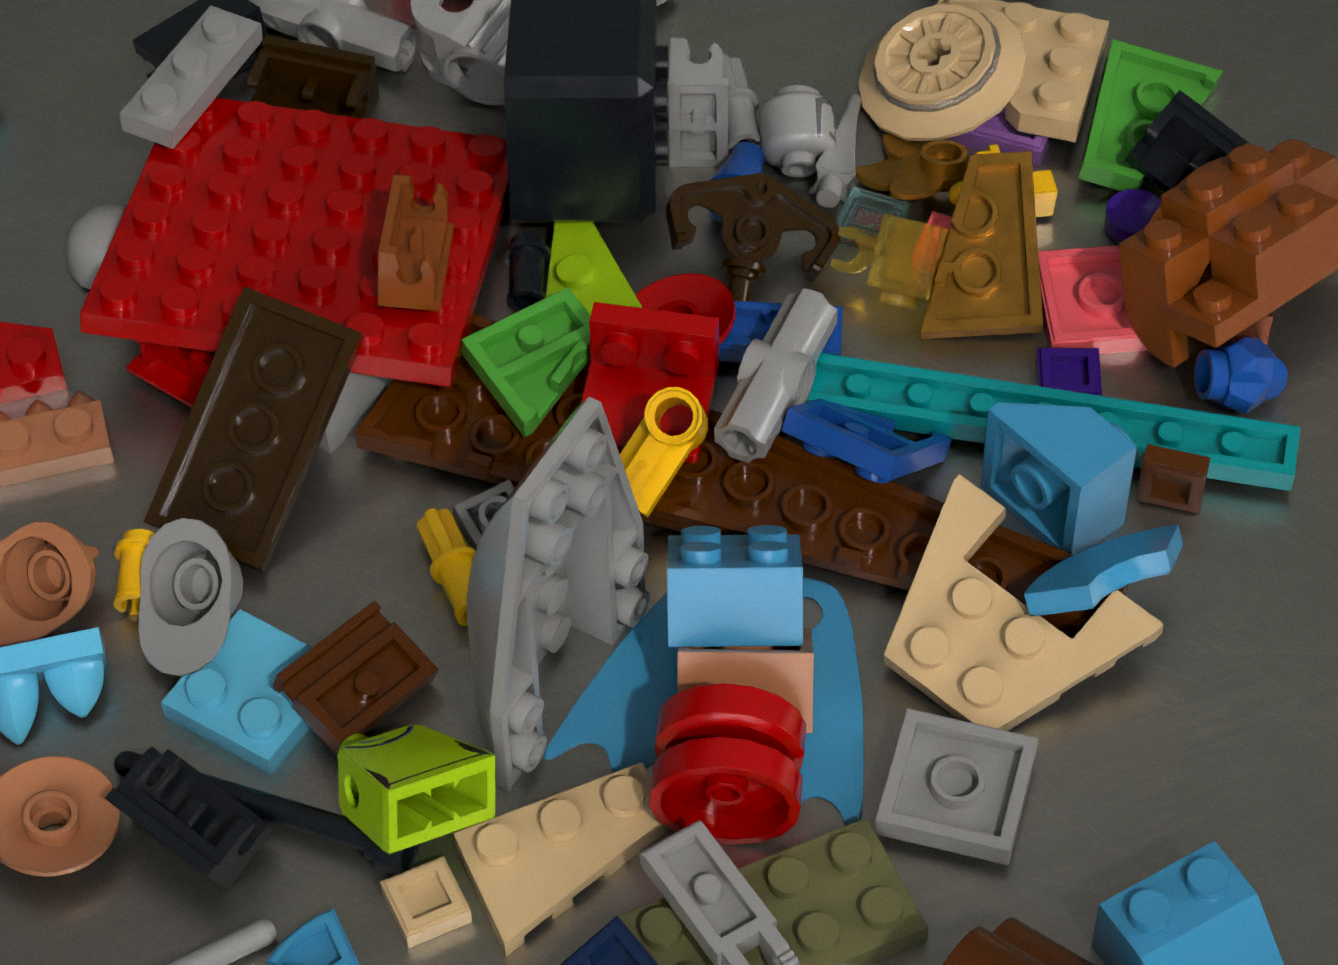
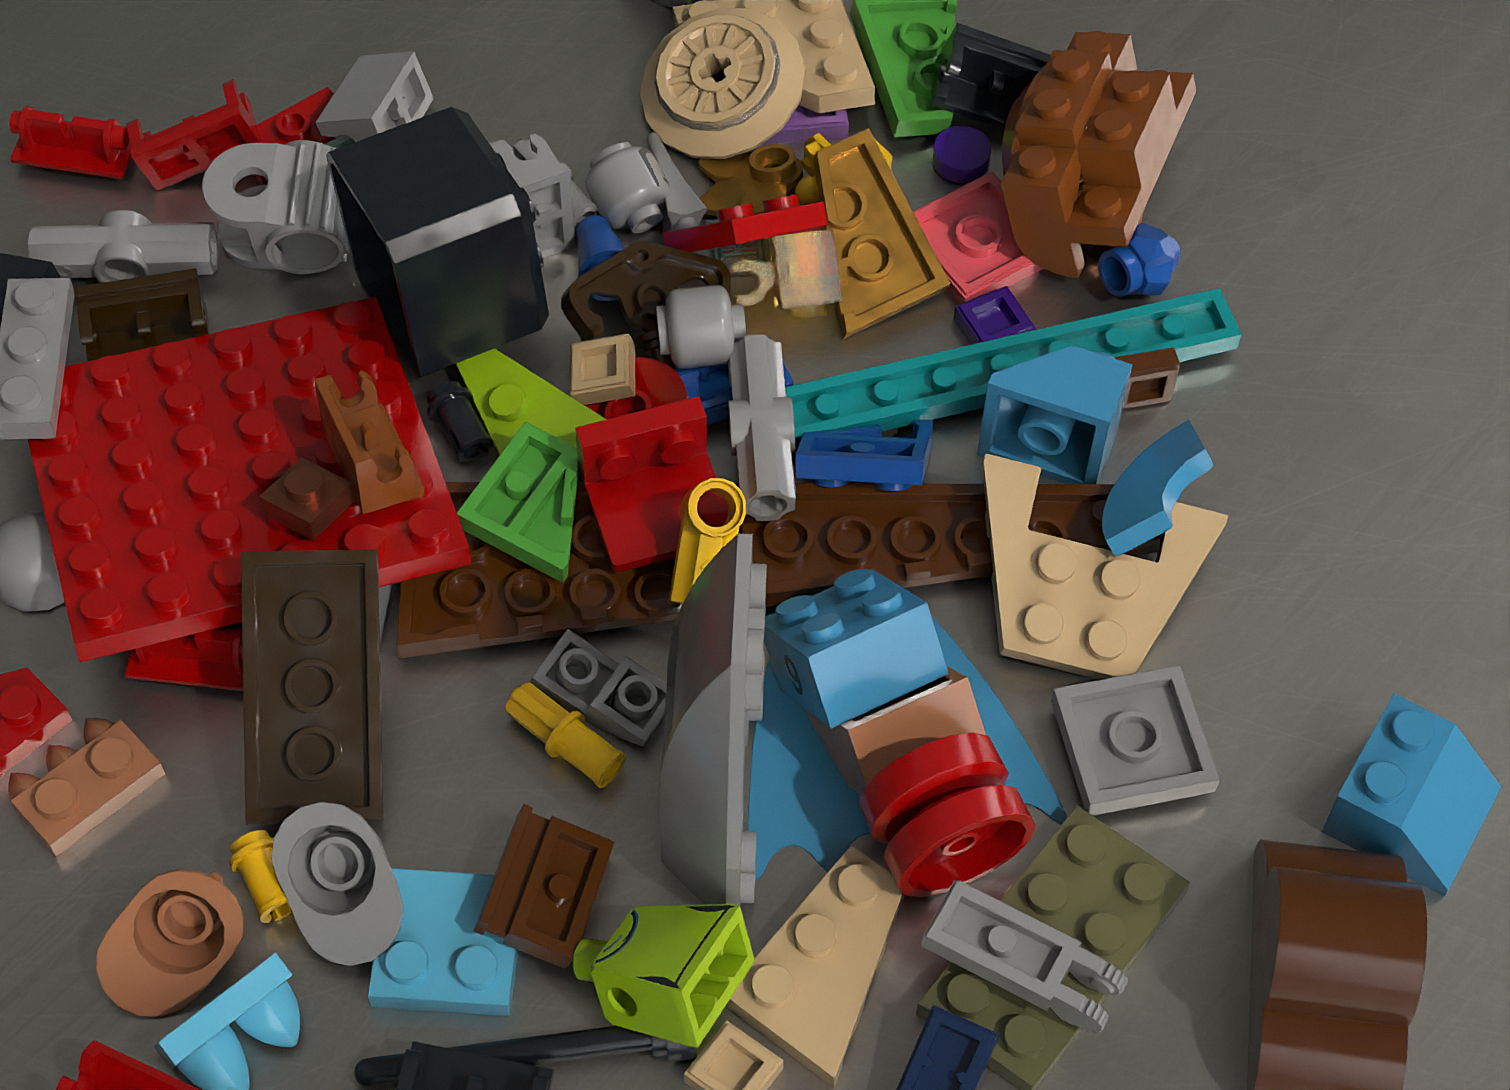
camera: 30 degrees left, 5 degrees up
(337, 273) = (307, 498): none -> copper plate
(672, 275) = (602, 369): none -> tan tile
(771, 265) = (699, 326): none -> light grey head
(862, 195) = (741, 225): none -> red wing

